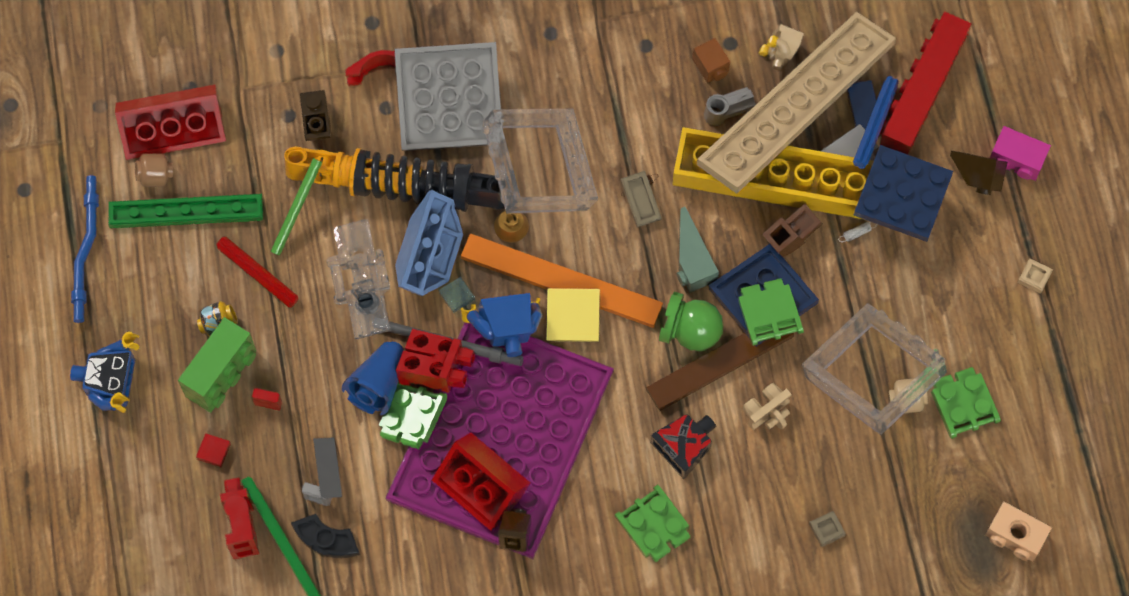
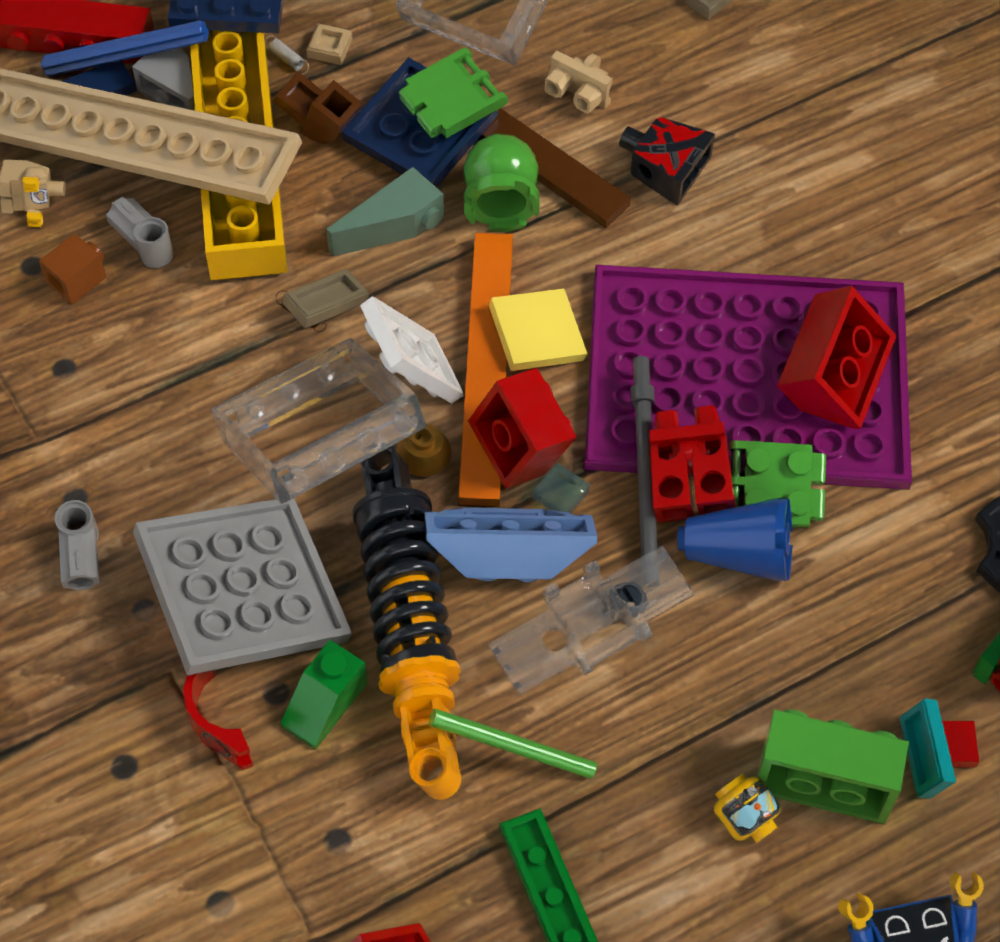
camera: 110 degrees left, 10 degrees down
(213, 429) = (927, 749): none -> teal tile
(257, 272) = (636, 785): red axle -> none
(267, 399) = (842, 688): red tile -> none
(312, 493) = (953, 568): light grey tile -> none
(315, 115) = (339, 776): dark brown slope -> none
(327, 467) = (909, 563): dark grey sticker -> none
(371, 127) = (324, 694): none -> green slope
(491, 270) = (521, 427): none -> red brick
(505, 320) = (595, 388): blue torso -> none
(509, 22) = (77, 547): none -> light grey piece
(515, 530) = (895, 286): dark brown slope -> none
(567, 224) = (410, 350): none -> white plate
(654, 524) = (791, 166): bright green plate -> none
(859, 261) = (329, 44): none -> tan tile

